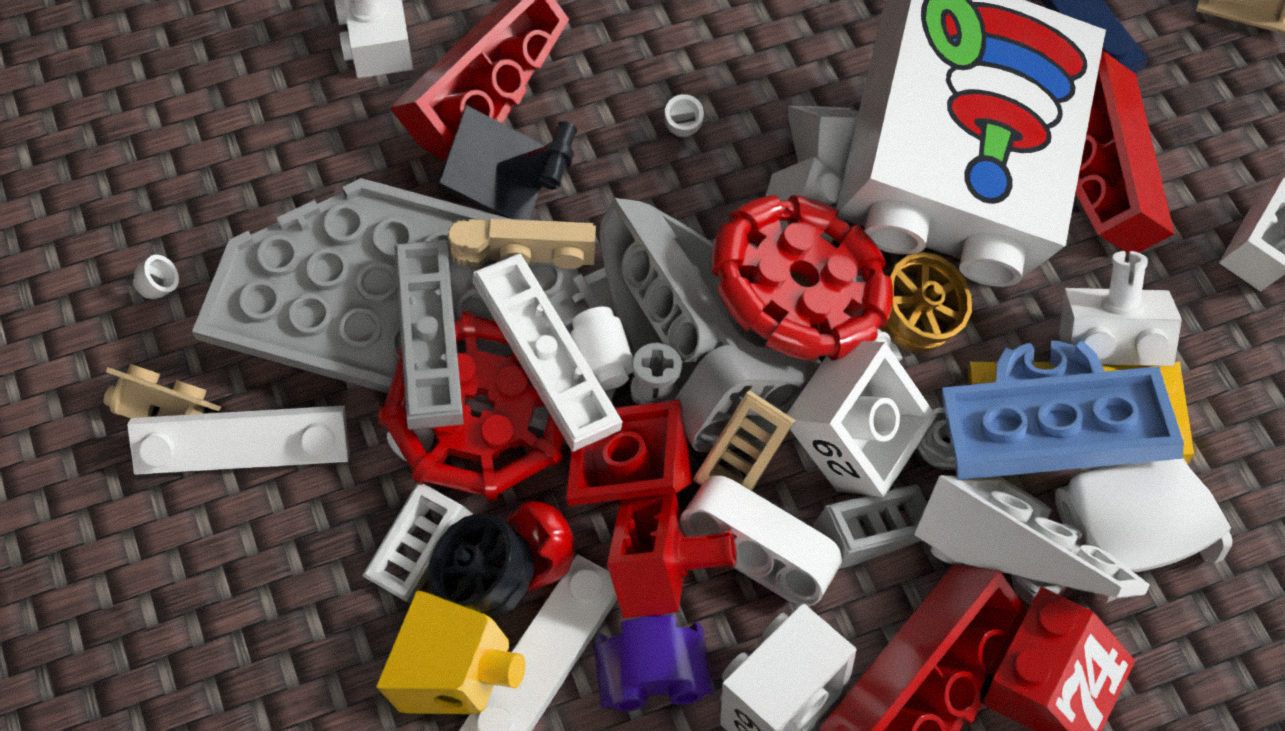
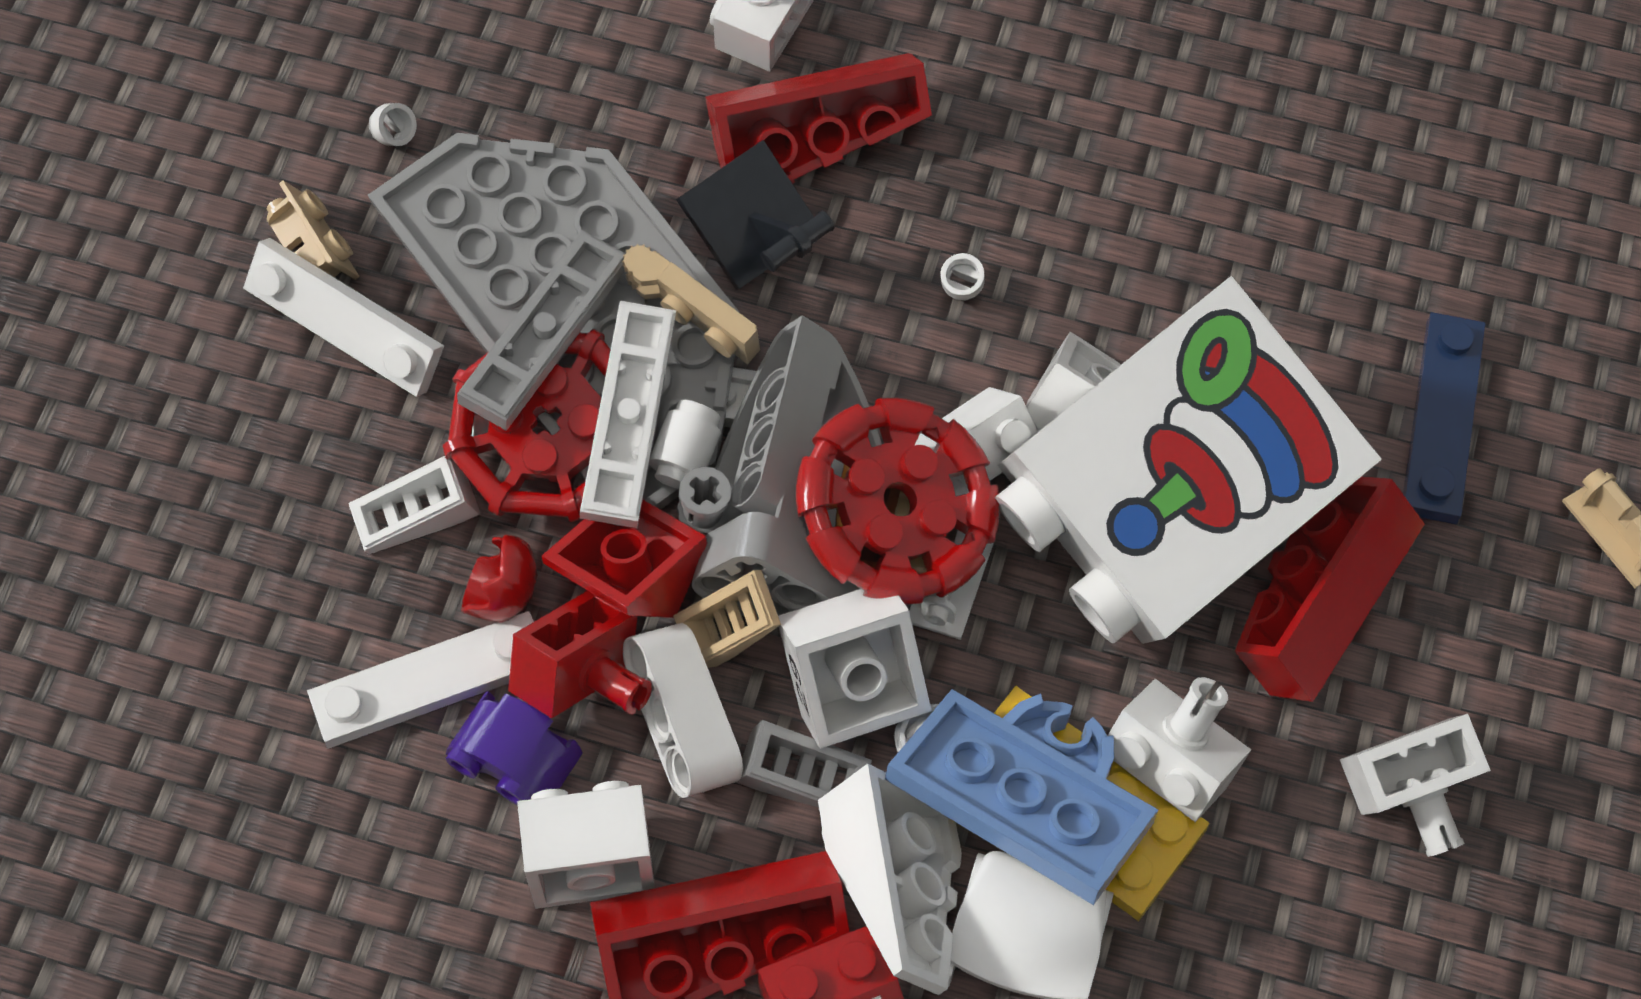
camera: 35 degrees right, 5 degrees up
(447, 660) = (345, 622): yellow torso -> none
(497, 585) = (440, 560): black wheel -> none
(925, 302) = (1016, 600): pearl gold wheel -> none

